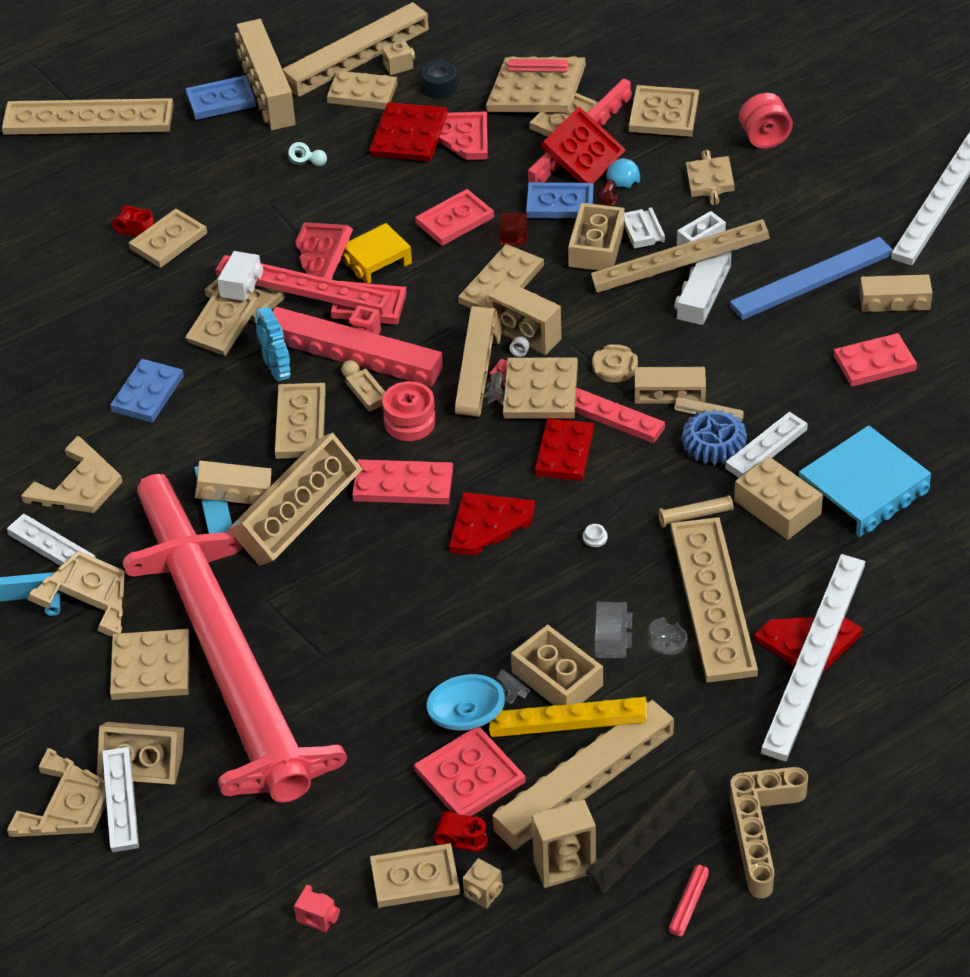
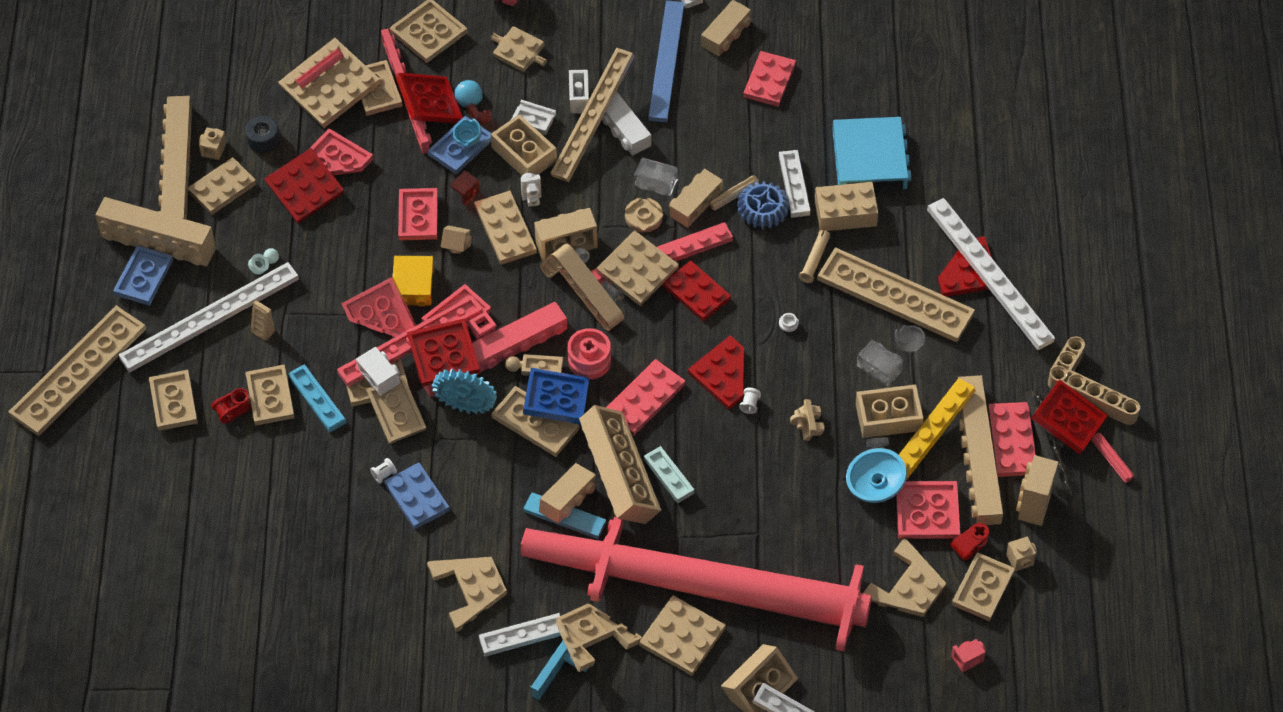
camera: 55 degrees left, 10 degrees up
(108, 185) = (173, 400): none -> tan plate
(151, 351) = (383, 470): none -> white bush
(194, 270) = (317, 398): none -> medium azure tile
(216, 157) = (208, 317): none -> white plate
(236, 190) = (262, 321): none -> tan slope
(307, 306) = (441, 349): none -> red plate
(326, 547) = (669, 474): none -> light aqua plate
(337, 410) = (556, 396): none -> blue plate
(365, 820) = (915, 589): none -> tan wing
(448, 252) = (456, 239): none -> tan brick
(470, 558) = (750, 400): none -> white bush
(482, 621) = (805, 419): none -> tan hips
(555, 267) = (531, 188): none -> white hips
(568, 190) = (467, 133): none -> medium azure hair
(628, 796) = (1011, 437): none -> coral plate
(664, 343) = (656, 176): none -> clear brick
(694, 824) = (1069, 416): none -> red plate

